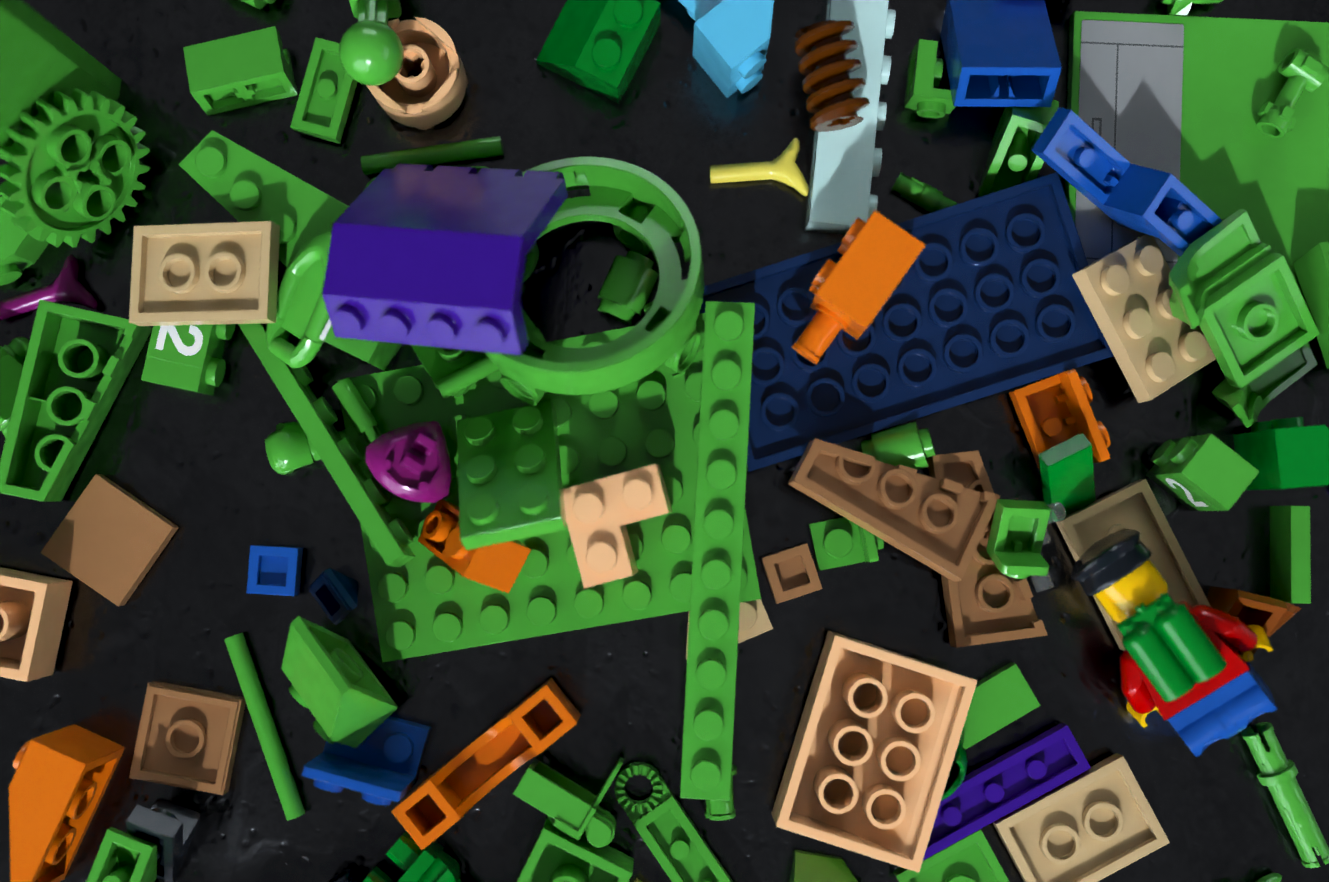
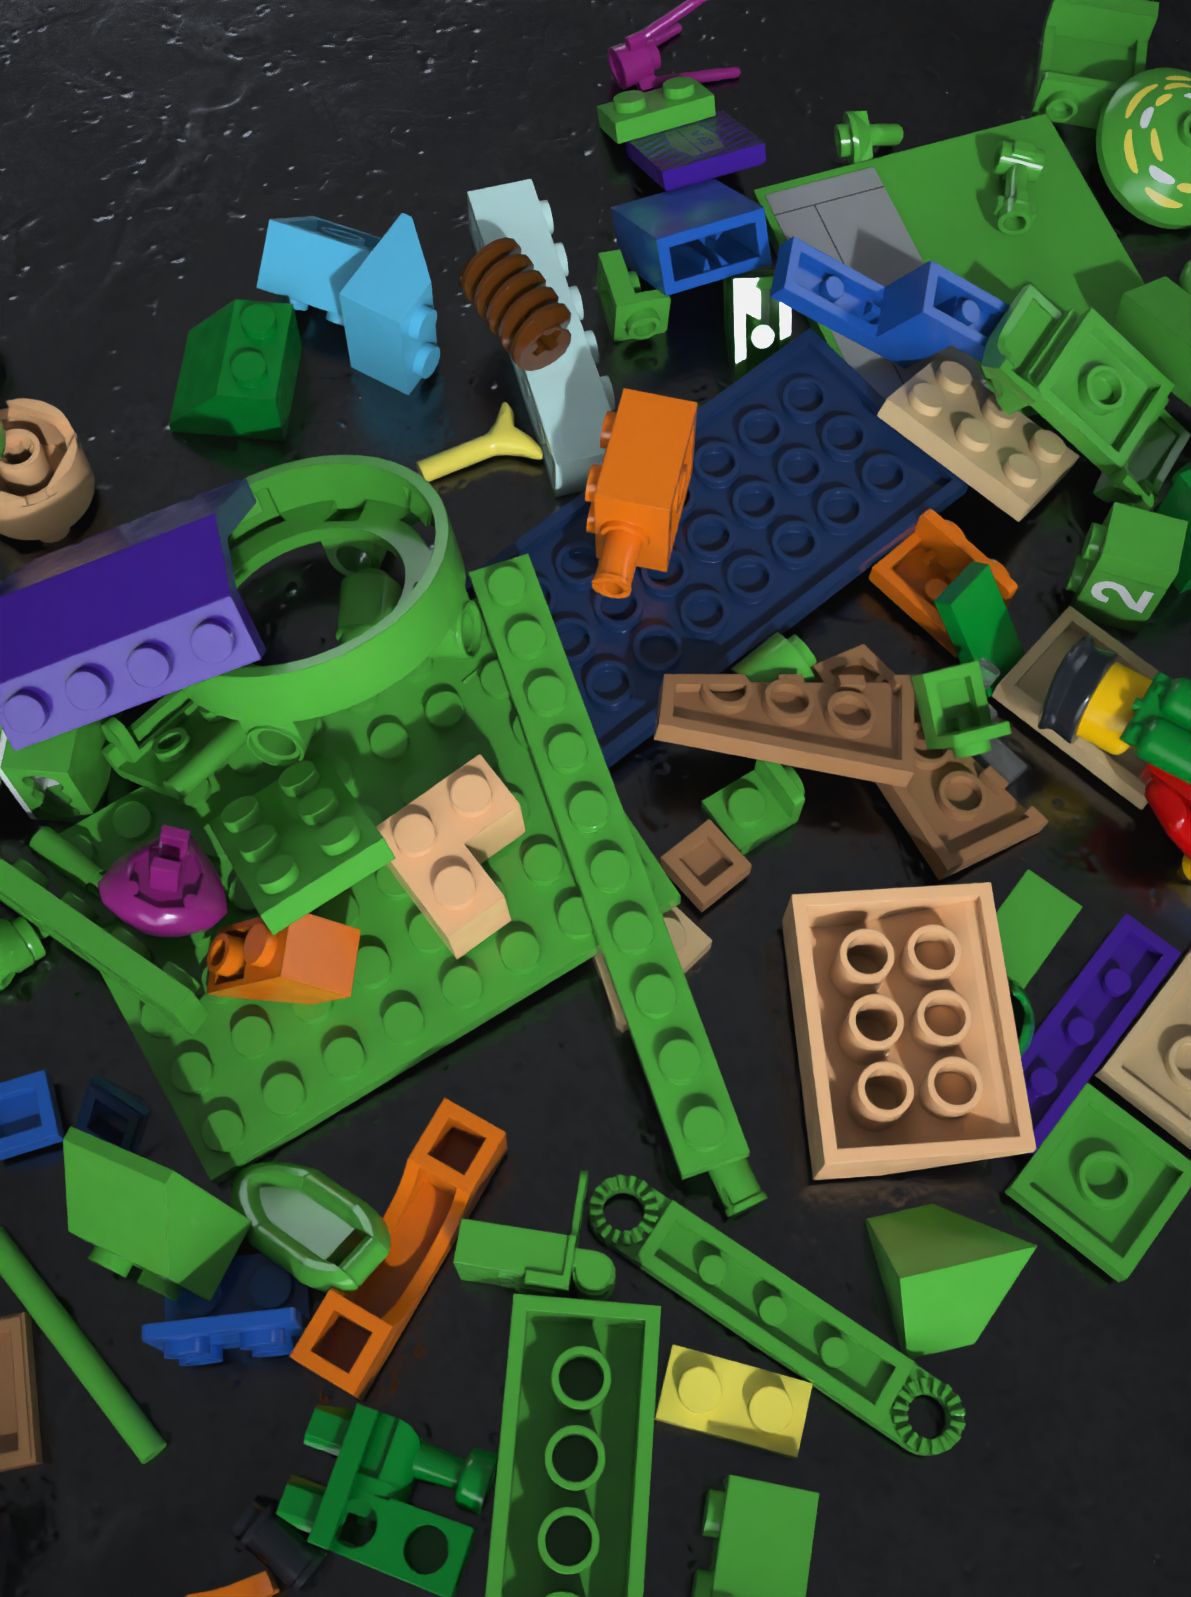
camera: 25 degrees left, 20 degrees down
(434, 720) = (310, 1224): none -> bright green piece

